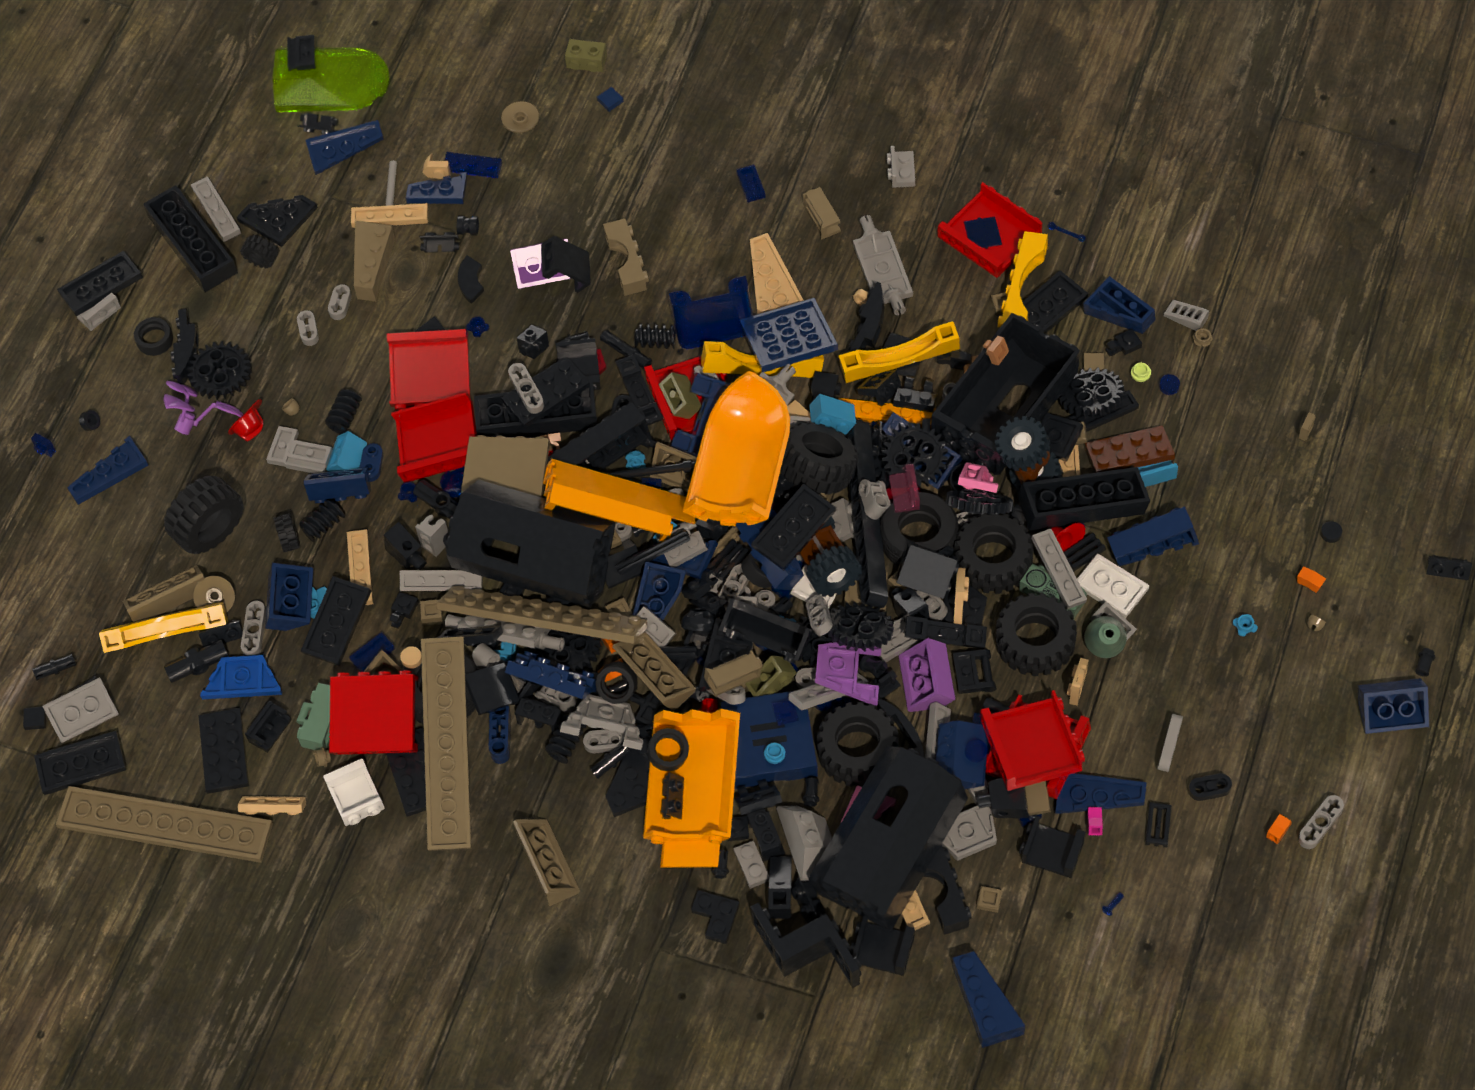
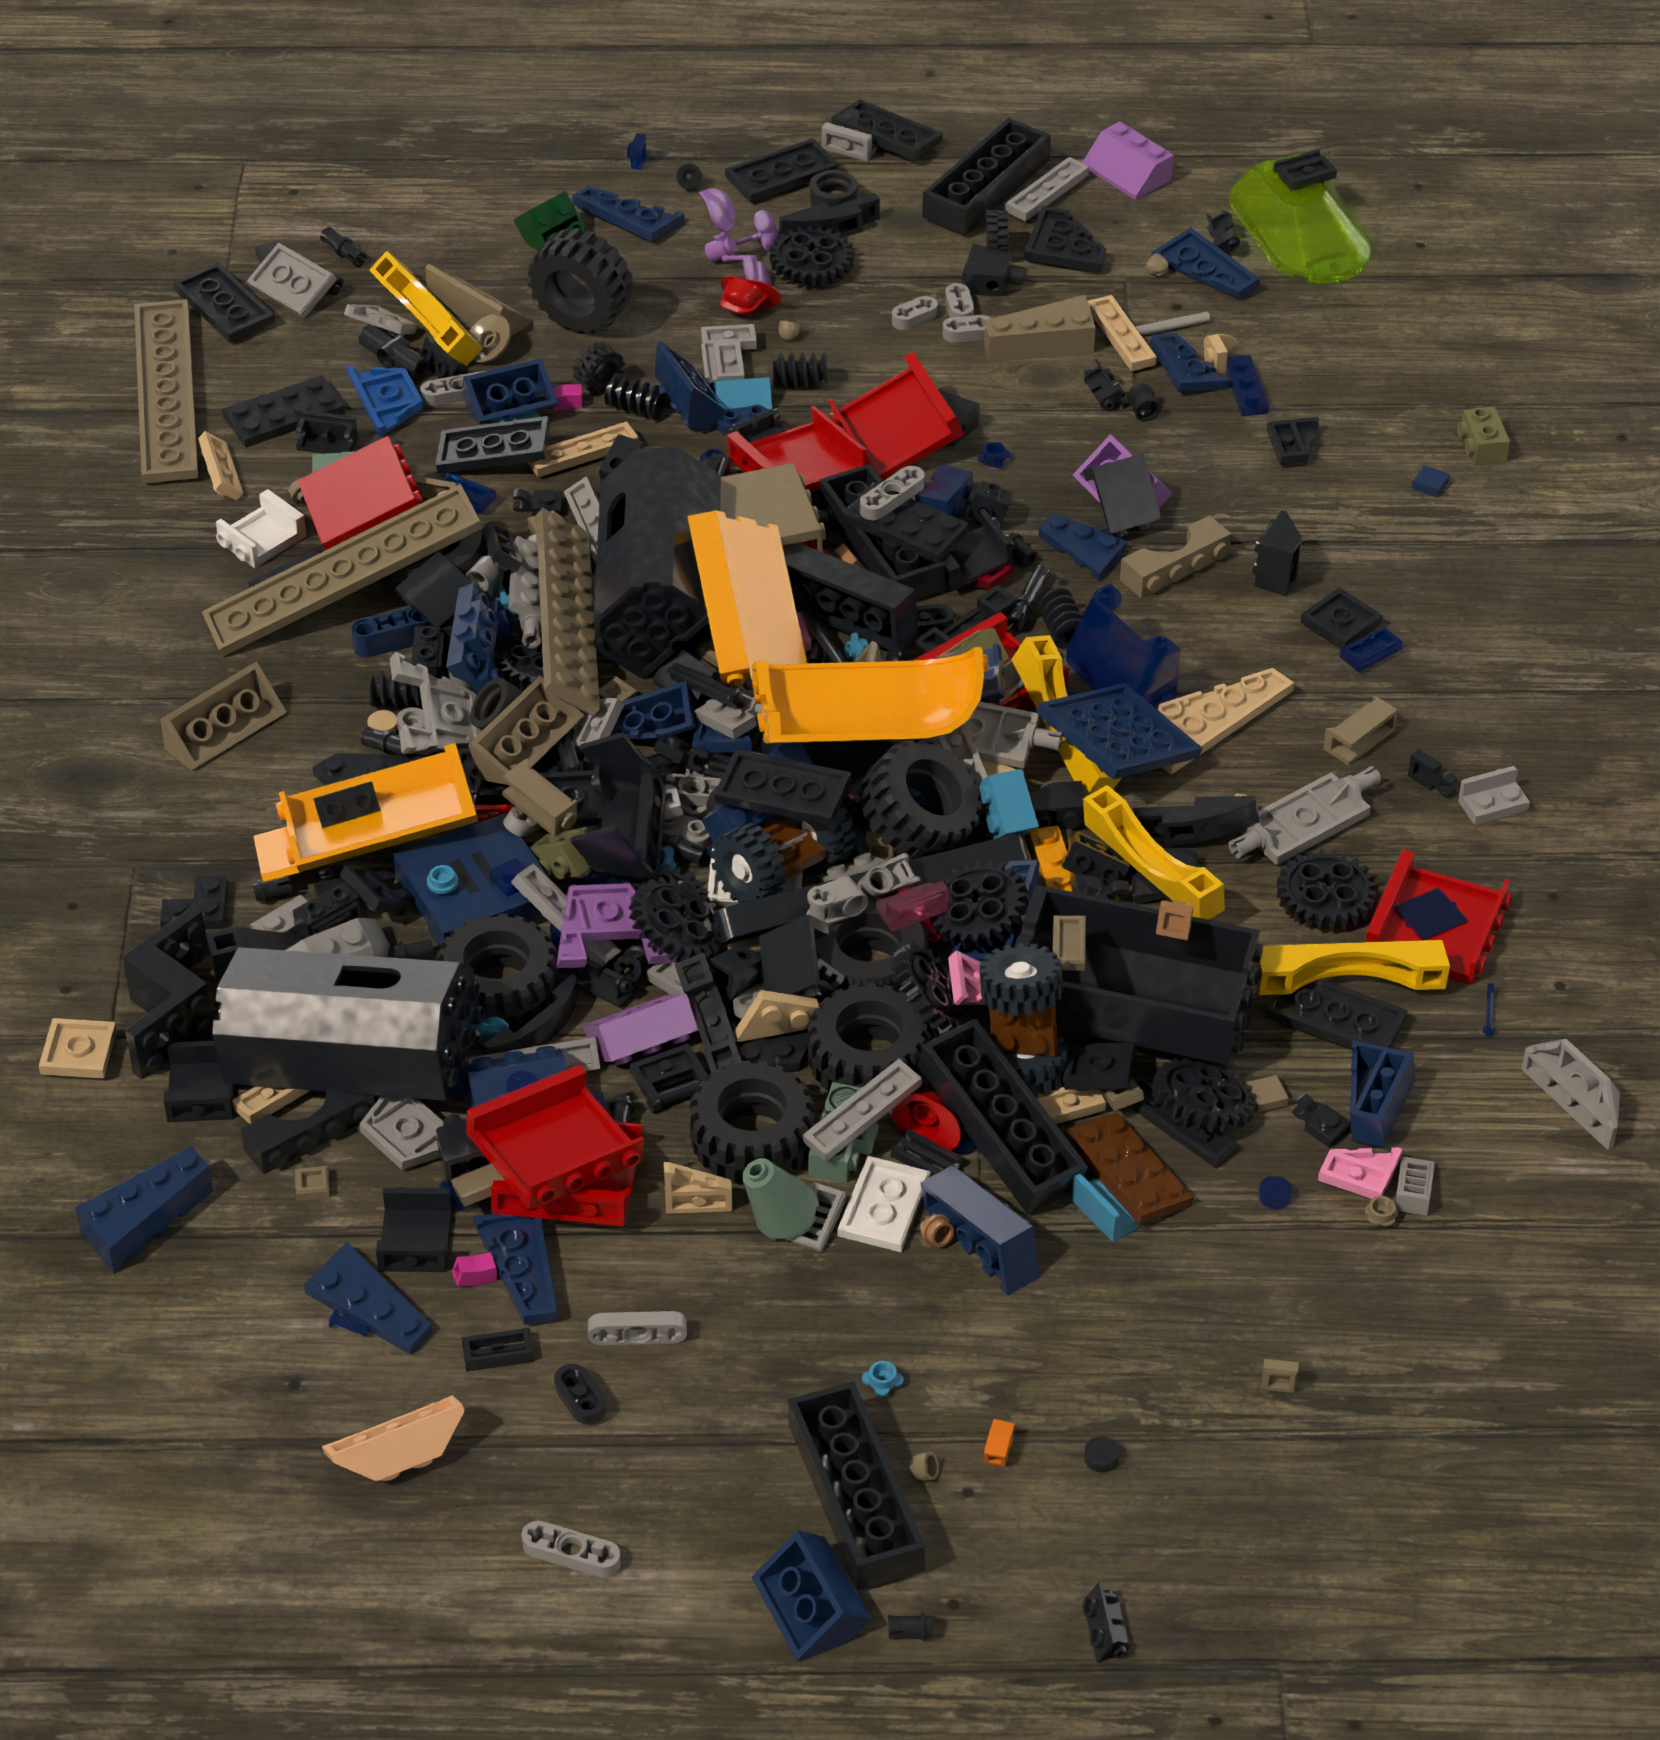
camera: 65 degrees right, 15 degrees down
(102, 523) = (547, 219): none -> dark green slope
(111, 361) = (780, 170): none -> black plate
(157, 659) = (381, 318): none -> light grey wing
(212, 152) = (1129, 161): none -> medium lavender slope
(290, 270) = (990, 272): none -> black torso
(298, 558) = (568, 396): none -> dark pink piece
(311, 298) = (956, 304): none -> light grey beam
(330, 172) = (1157, 265): none -> dark tan hinge
(388, 456) = (759, 426): none -> black hinge
(468, 279) = (1064, 428): black tile -> none
(505, 355) = (948, 490): none -> dark blue wedge
(520, 111) = (1344, 402): dark tan dish -> none
(540, 157) = (1293, 439): none -> black wing
(584, 303) = (1085, 544): none -> dark blue wing
(584, 761) = (383, 721): none -> tan tile
(656, 199) = (1278, 556): none -> black slope
(671, 734) = (409, 791): black tyre -> none
(718, 189) = (1341, 618): none -> black plate
(819, 615) = (674, 869): light grey beam -> none
(825, 1015) = (78, 1048): none -> tan plate
(870, 191) = (1428, 773): none -> black plate
(892, 531) = (837, 900): none -> light grey piece
(964, 281) = (1326, 890): none -> black gear
(982, 414) = (1070, 941): none -> dark tan tile
(1093, 890) = (368, 1298): none -> dark blue wing
(1140, 372) = (1278, 1151): yellowish green plate -> none
(1144, 563) = (937, 1230): none -> medium nougat plate
(1151, 210) = (1576, 1087): none -> light grey wedge
(1170, 336) = (1360, 1170): none -> bright pink wing
(1219, 893) = (399, 1443): none -> light nougat wedge
(1278, 829) = (540, 1495): orange piece -> none
(1326, 658) = (856, 1486): none -> black brick

